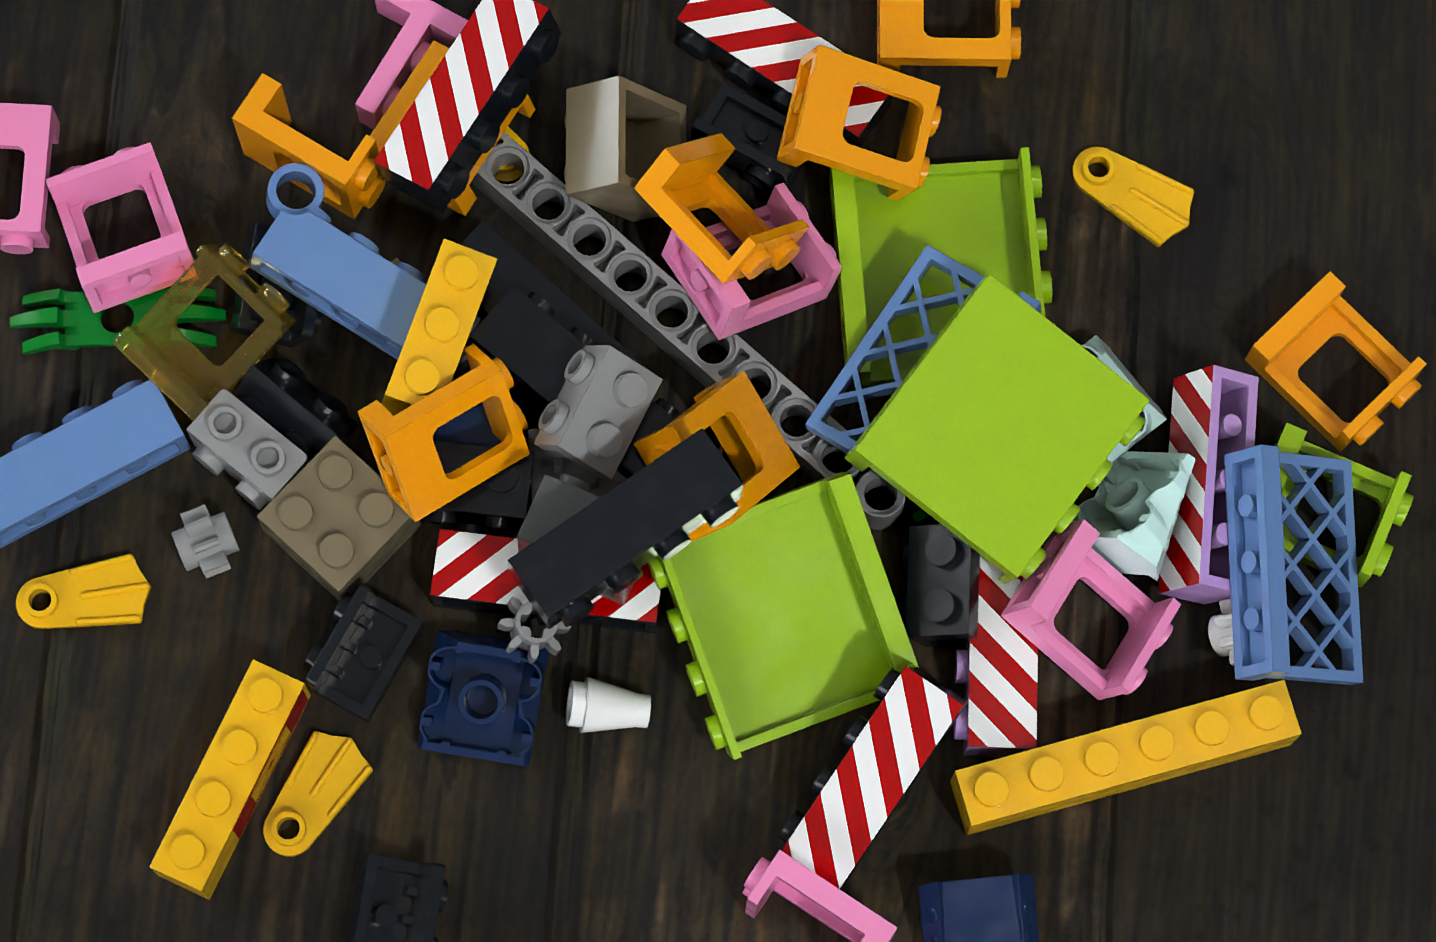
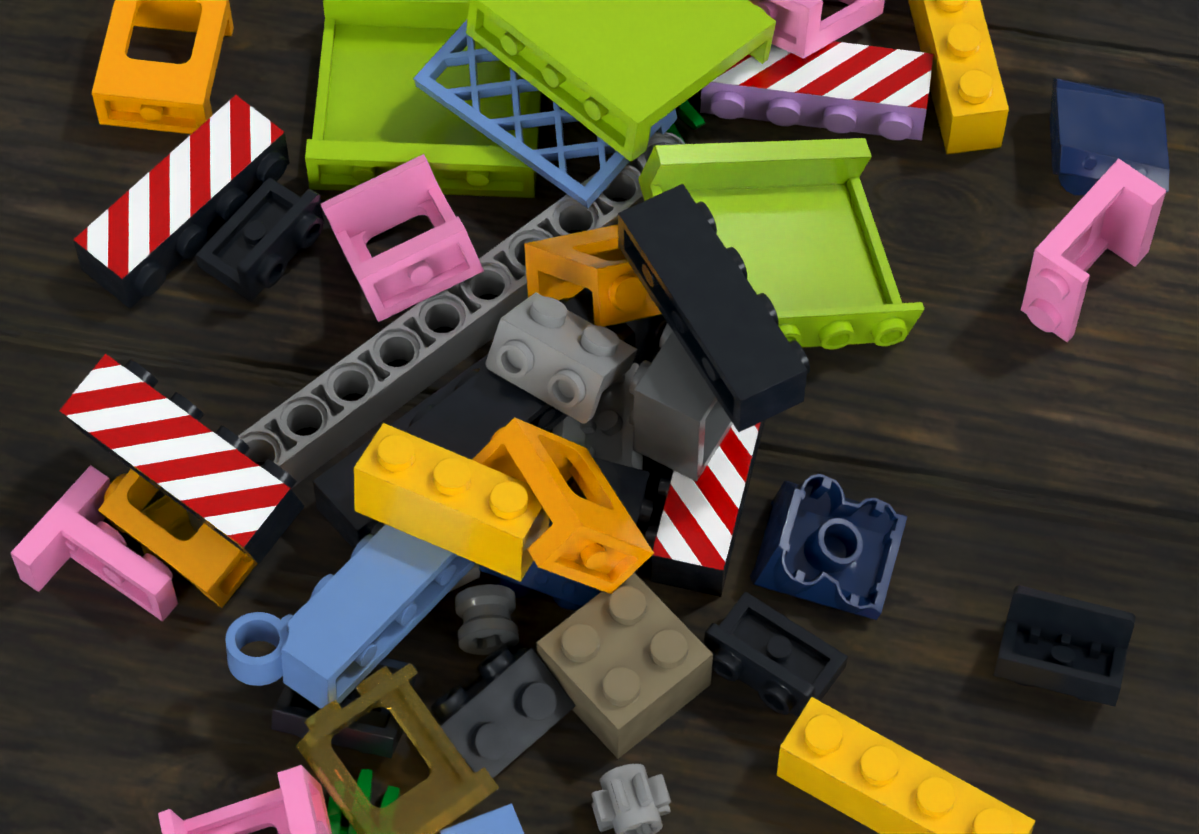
camera: 80 degrees left, 15 degrees down
(246, 447) = (539, 744): light grey bracket -> none
(266, 137) = (171, 689): light orange window -> none
(316, 791) = (916, 722): yellow piece -> none
(368, 388) = (486, 619): none -> dark grey wheel
(521, 635) = (772, 465): light grey gear -> none
(604, 707) = (850, 439): white cone -> none
(613, 140) = (259, 337): dark tan piece -> none
(688, 180) = (326, 270): light orange window -> none
(819, 115) = (262, 148): light orange window -> none
(874, 774) = (950, 187): brick -> none
(940, 586) = (757, 109): black bracket -> none

